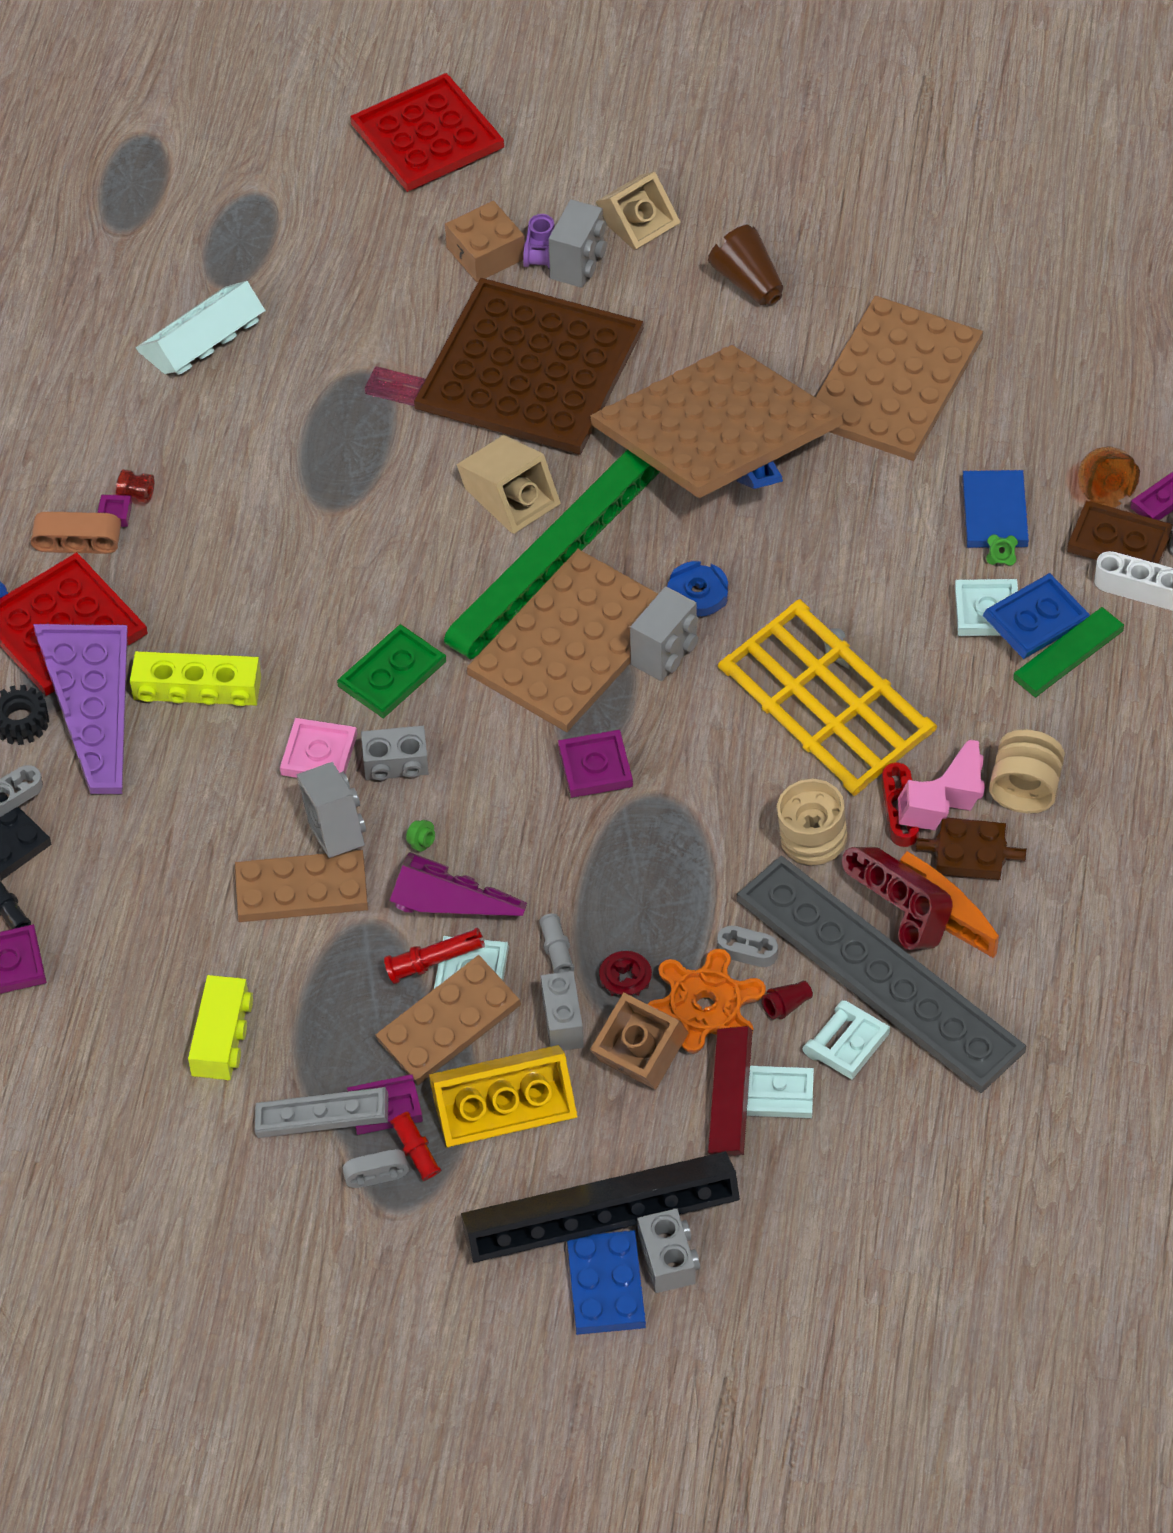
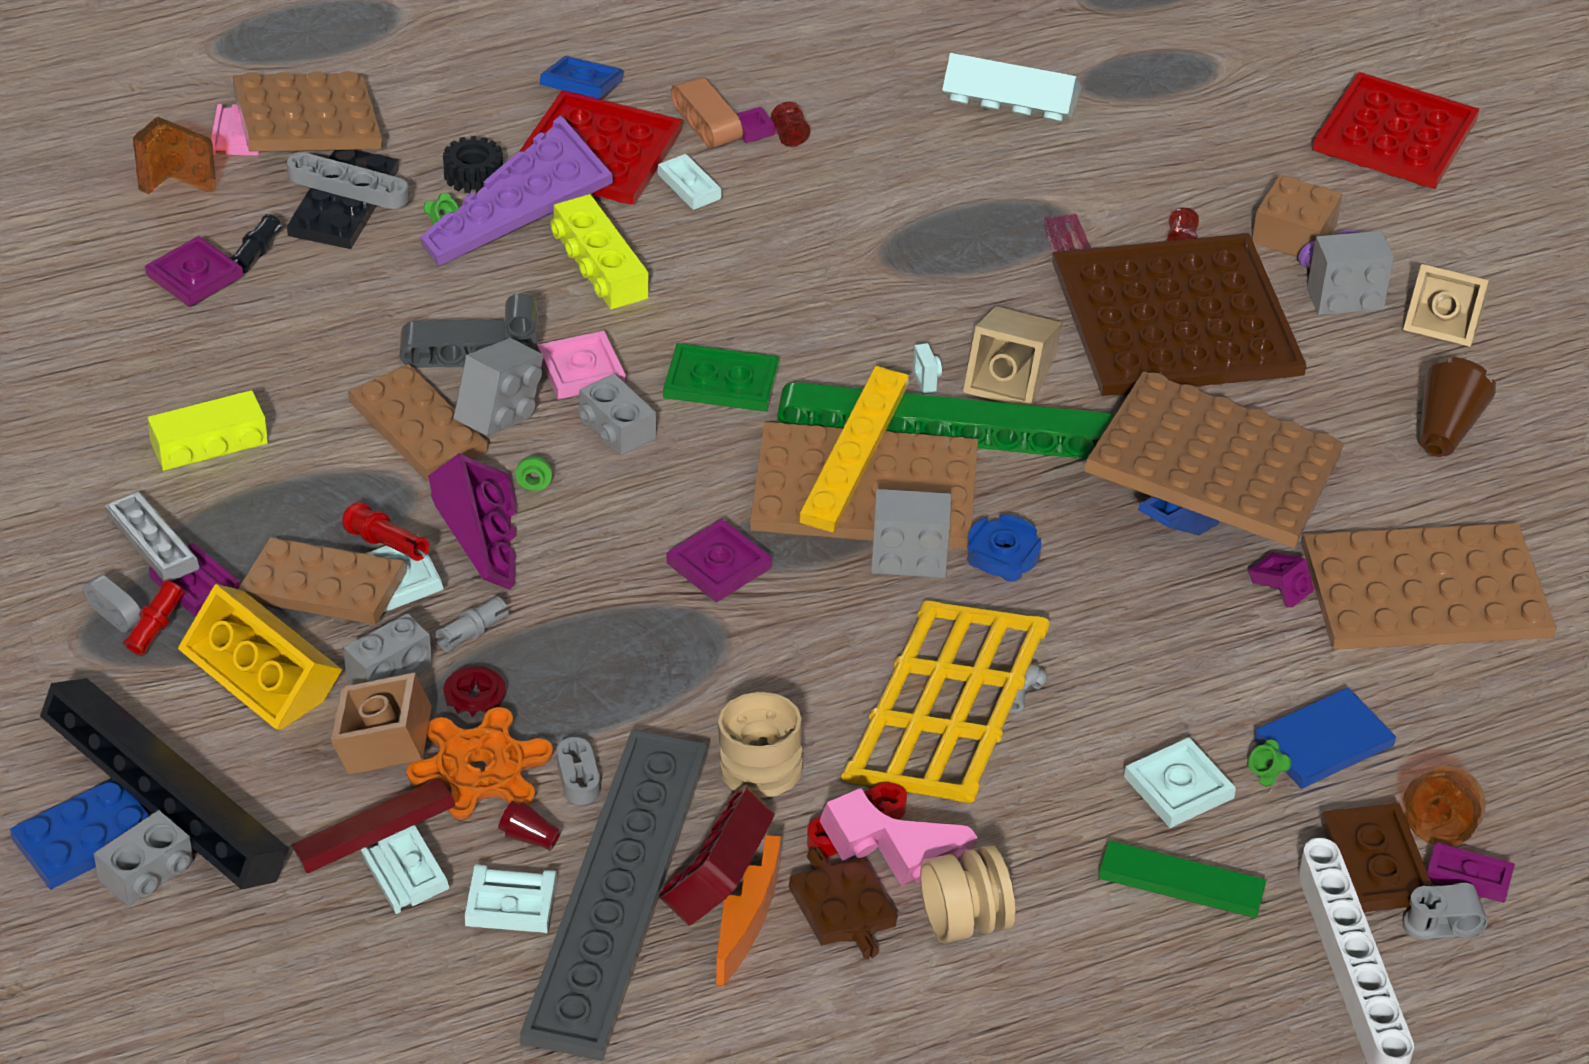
camera: 55 degrees right, 10 degrees down
(65, 760) = (443, 203): none -> bright green plate
(152, 583) = (689, 181): none -> light aqua plate
(245, 805) = (449, 341): none -> dark grey beam
(442, 312) = (1183, 224): none -> clear red bush
(482, 541) = (926, 368): none -> light aqua plate
(551, 623) = (854, 449): none -> yellow plate
(836, 447) = (1284, 572): none -> magenta bracket
(1036, 615) = (1198, 823): blue tile -> none

